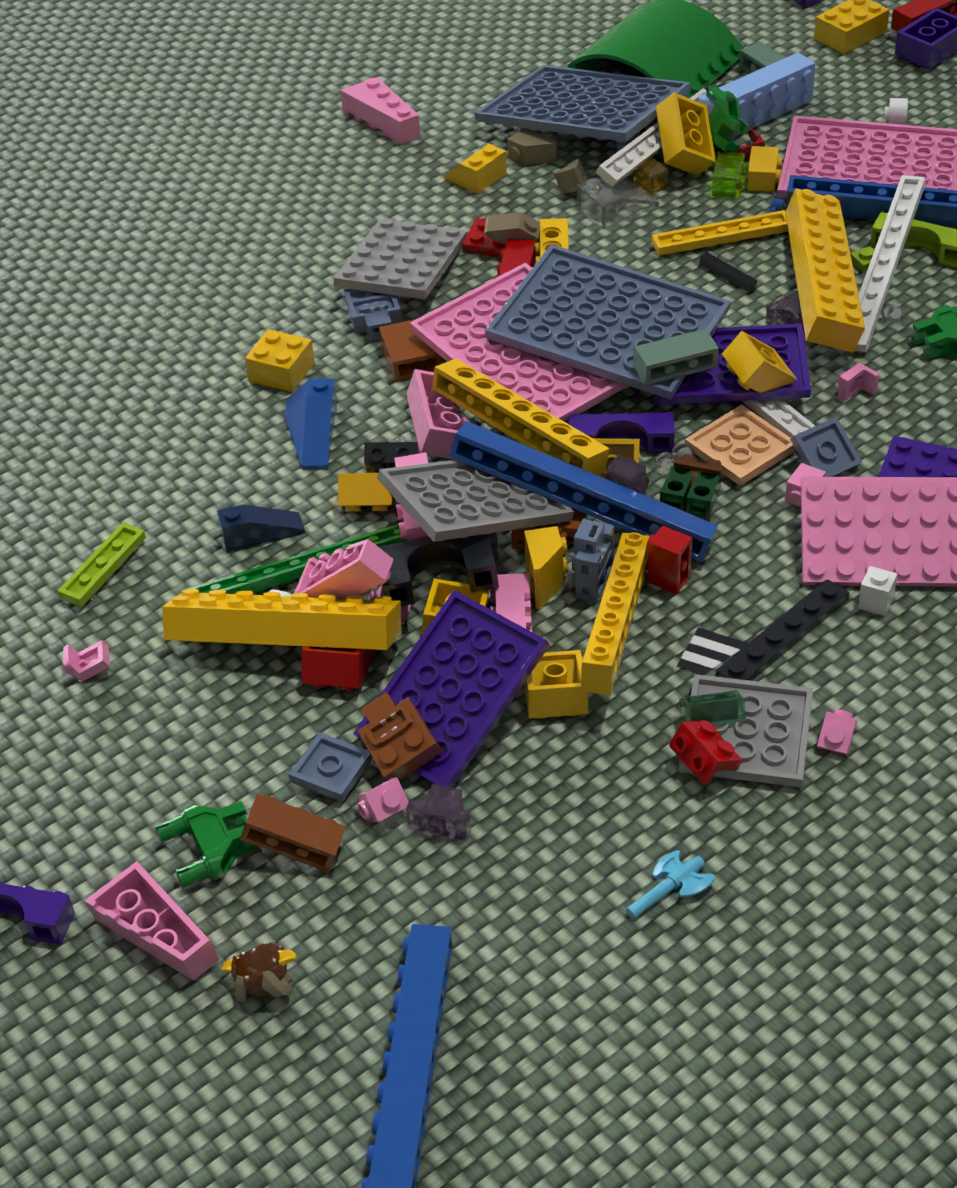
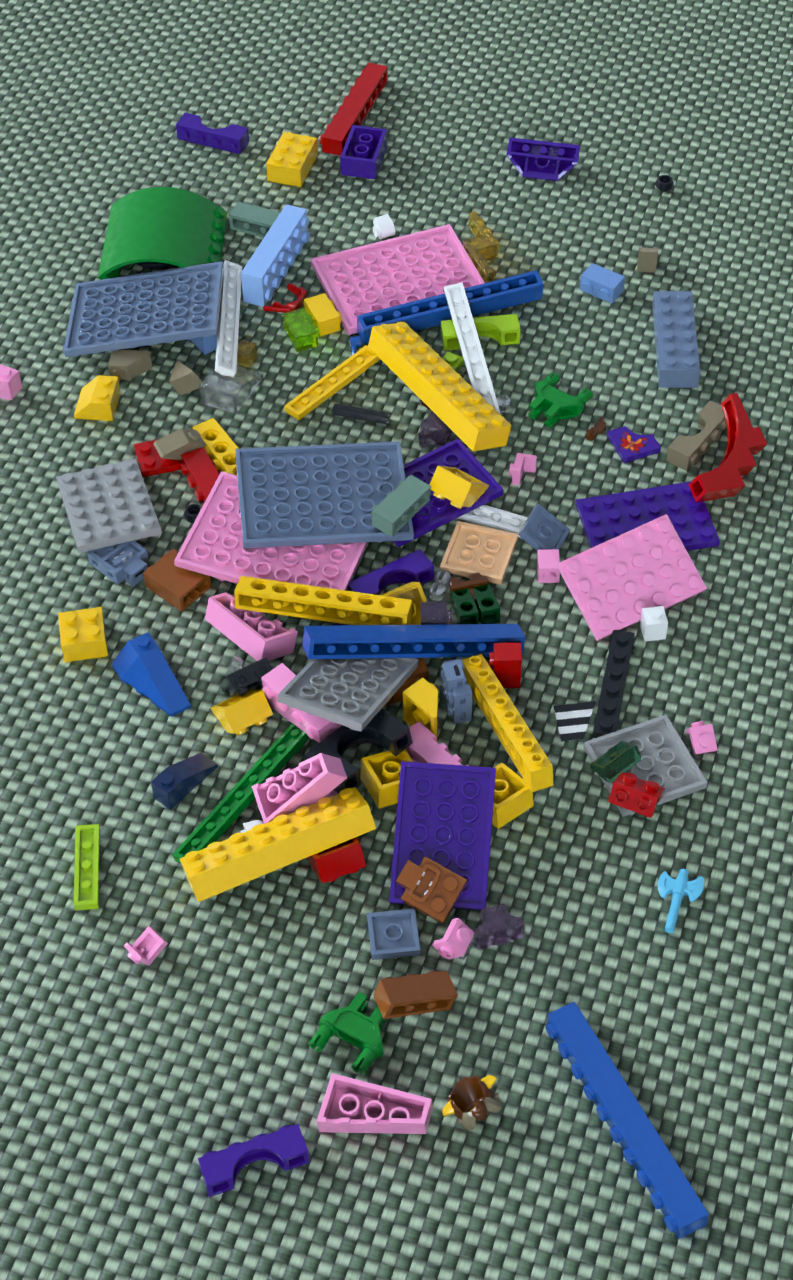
camera: 35 degrees left, 5 degrees up
(685, 134) = (252, 309): yellow brick -> none
(725, 119) = (272, 290): green connector -> none

